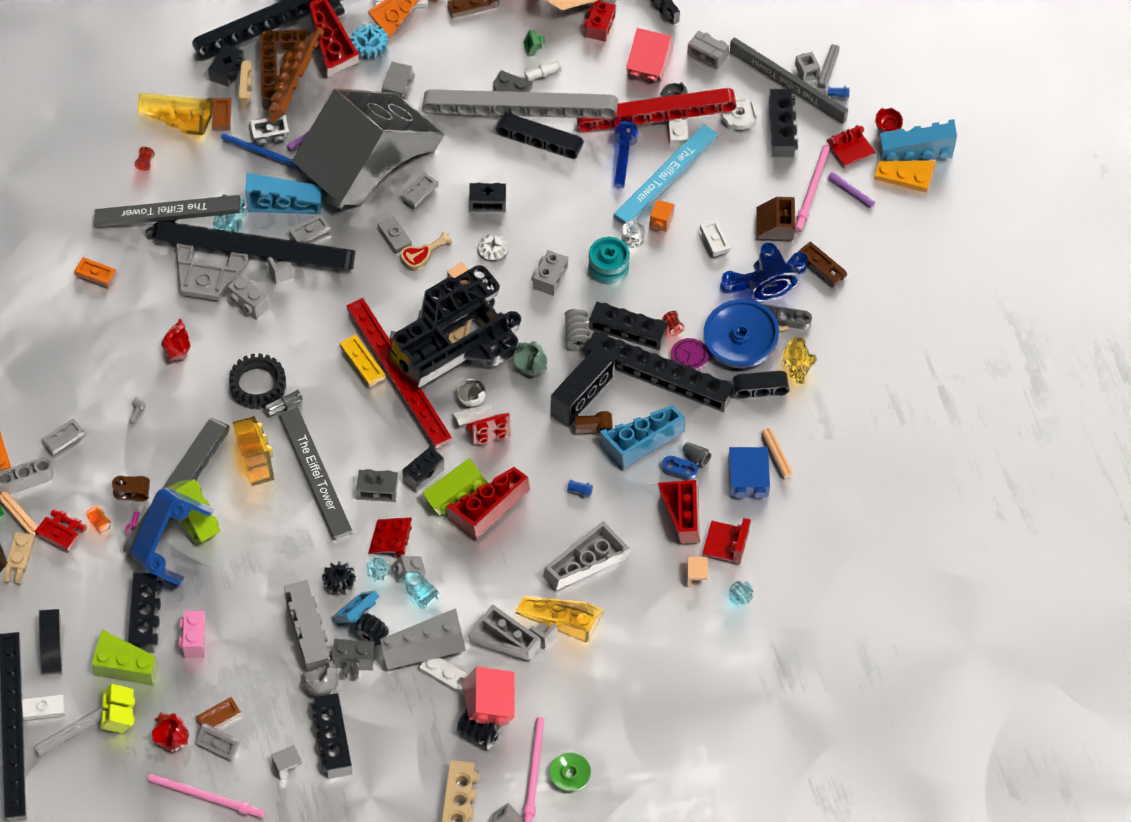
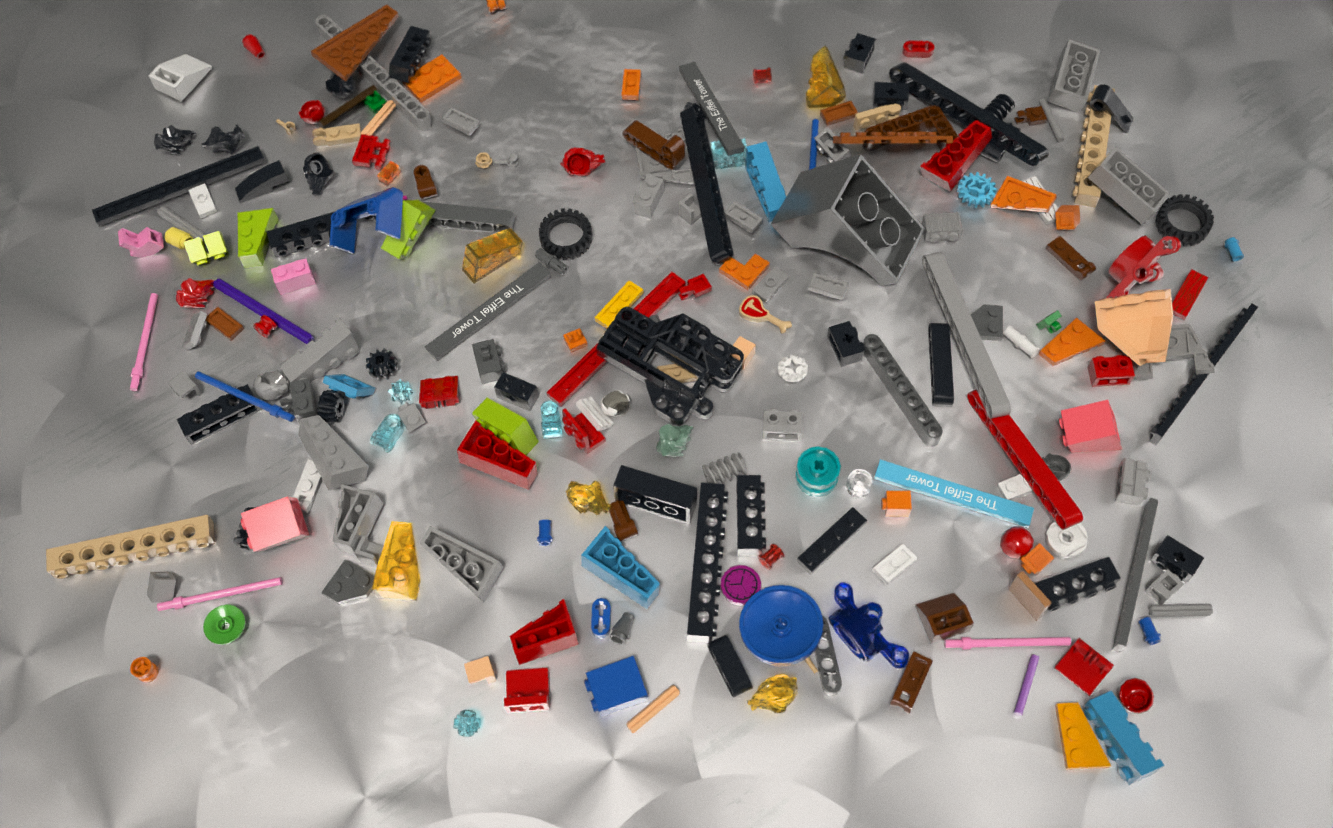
camera: 75 degrees right, 5 degrees up
(67, 584) = (317, 172): none -> black hair
(78, 771) = (143, 244): none -> bright pink brick
(88, 736) = (176, 237): none -> light yellow brick
(126, 425) = (480, 158): none -> tan plate
(160, 70) = (859, 53): none -> black brick
(181, 25) = (918, 49): none -> red beam
(195, 269) = (664, 151): none -> reddish brown beam
(221, 674) = (261, 310): none -> dark purple axle
(243, 673) = (265, 326): none -> red wheel
(358, 676) = (273, 410): none -> blue bar
(371, 290) = (698, 286): none -> red plate
(373, 249) = (745, 274): none -> orange plate
(383, 408) = (575, 340): none -> orange tile
(466, 449) = (551, 422): none -> clear light blue piece
(554, 172) = (902, 398): none -> dark grey beam
(558, 37) = (1070, 342): none -> orange wing
(561, 441) = (587, 498): none -> clear yellow hair
(566, 661) = (349, 584): none -> dark grey plate
(624, 140) = (979, 438): clear blue piece -> none
(674, 276) = (831, 540): none -> black plate
(728, 148) = (1016, 542): none -> red hair
(750, 139) = (1037, 560): none -> orange bracket
(783, 154) = (1029, 595): none -> medium nougat tile
(786, 48) = (1172, 550): none -> black brick

